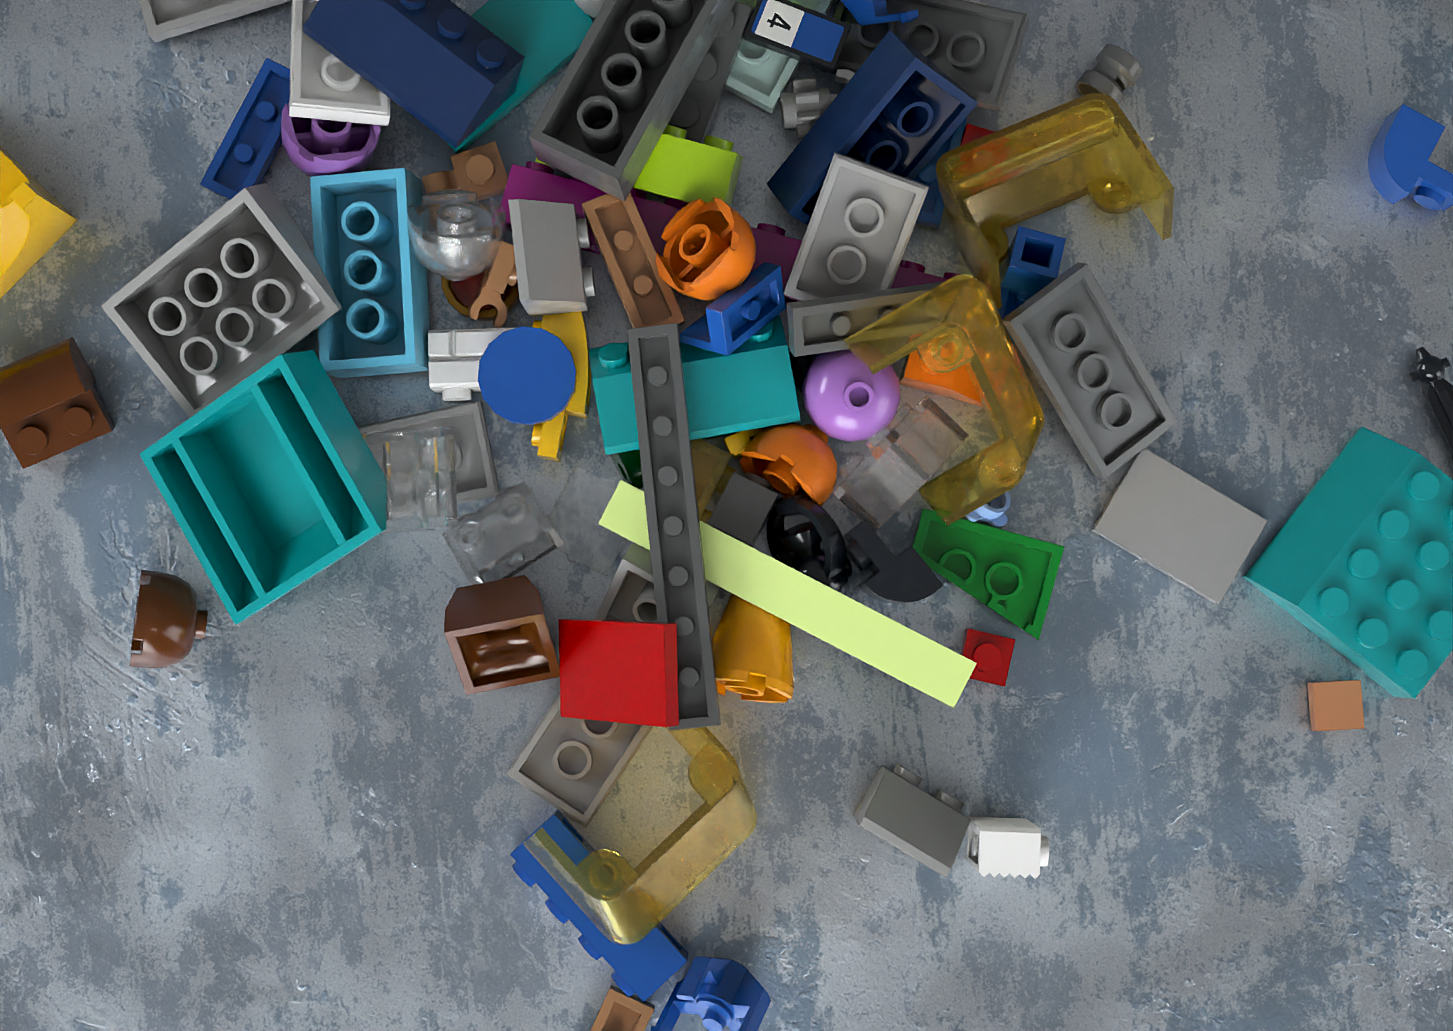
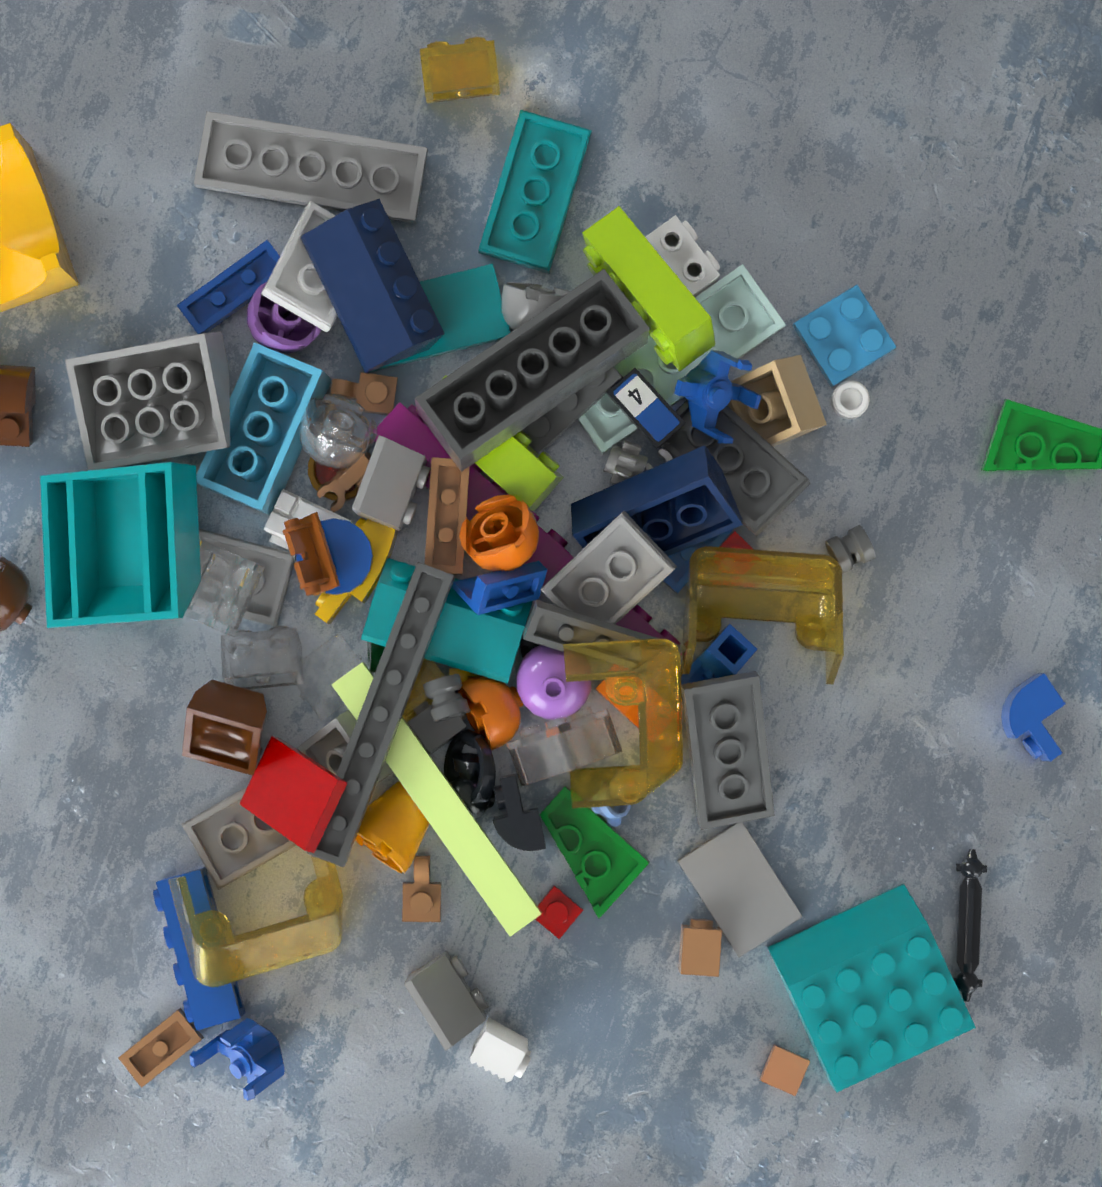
camera: 20 degrees right, 0 degrees up
(511, 392) = (317, 569): none -> dark orange hinge
(743, 475) = (446, 700): none -> dark grey wheel
(824, 717) = (421, 897): none -> medium nougat plate
(1171, 615) = (700, 948): none -> medium nougat brick

